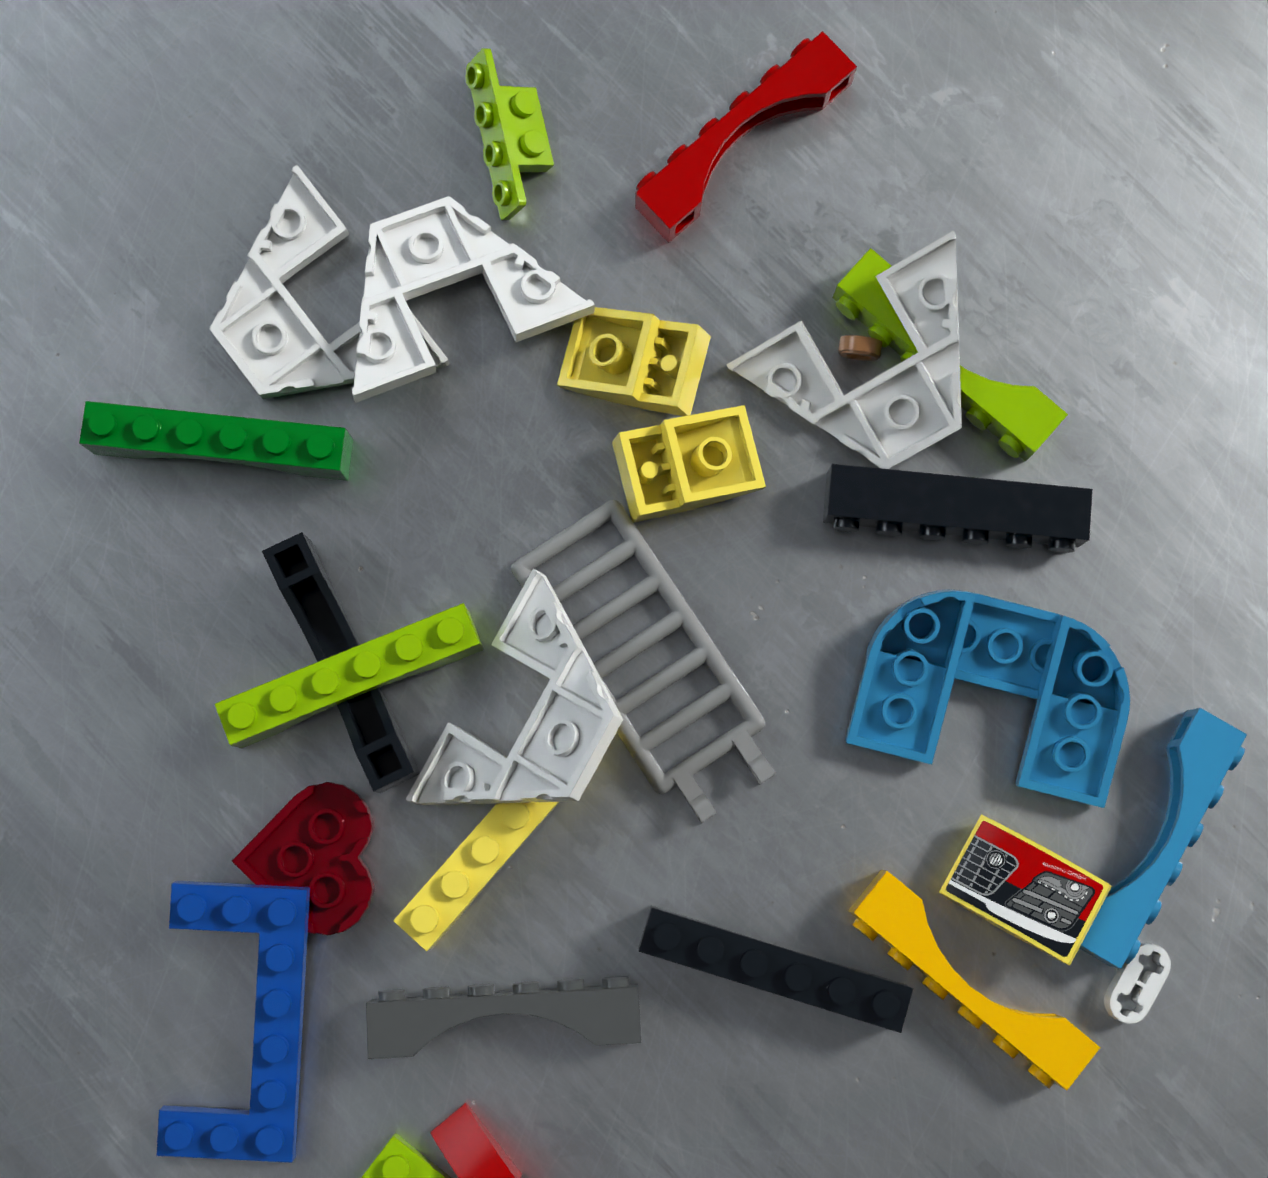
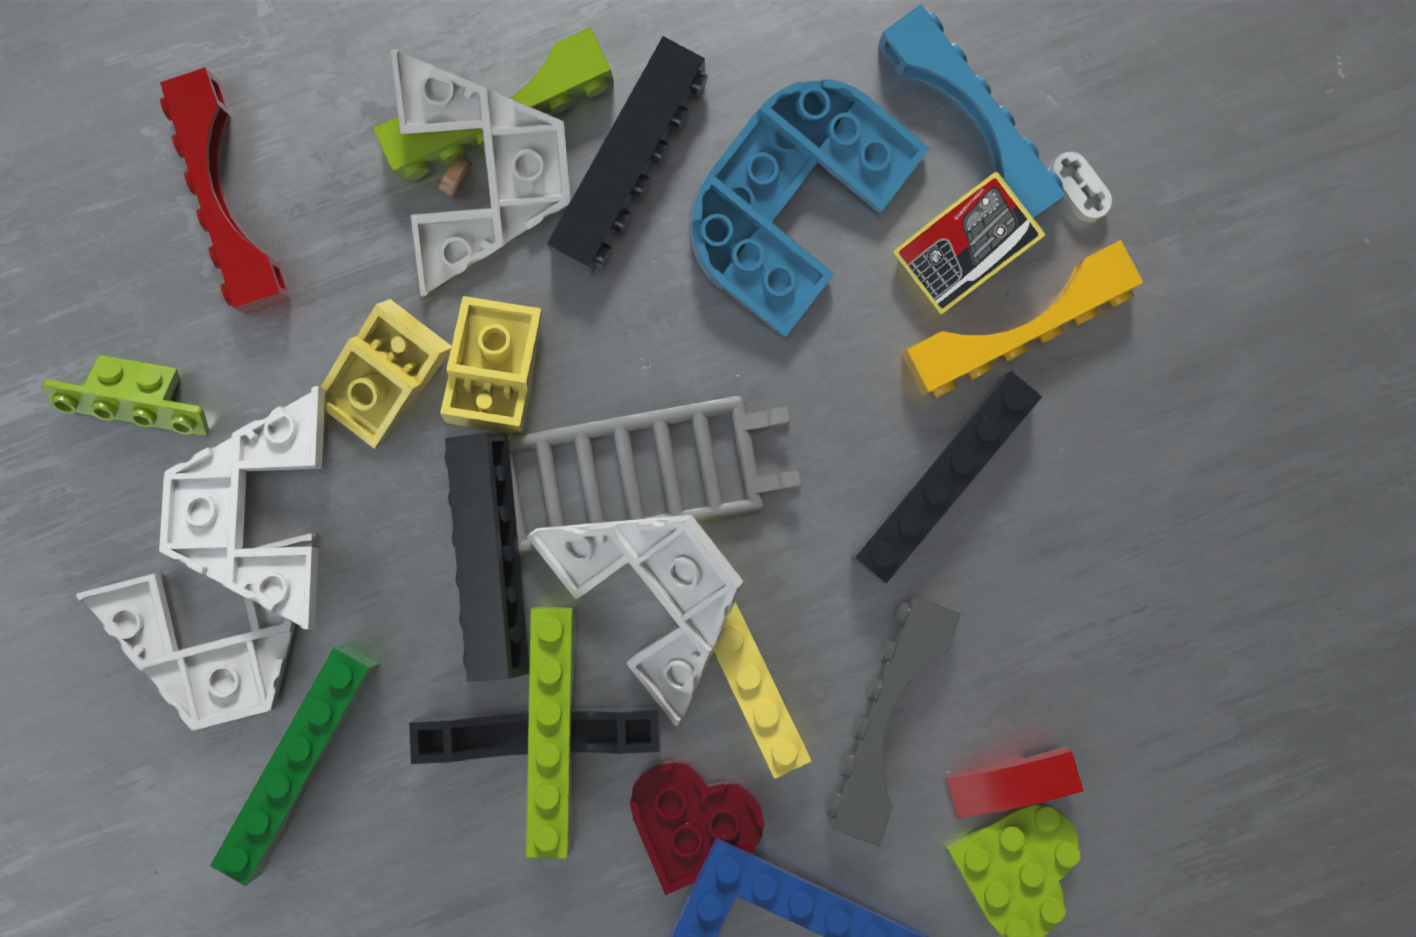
camera: 65 degrees left, 5 degrees up
(497, 539) = (487, 556): none -> black brick

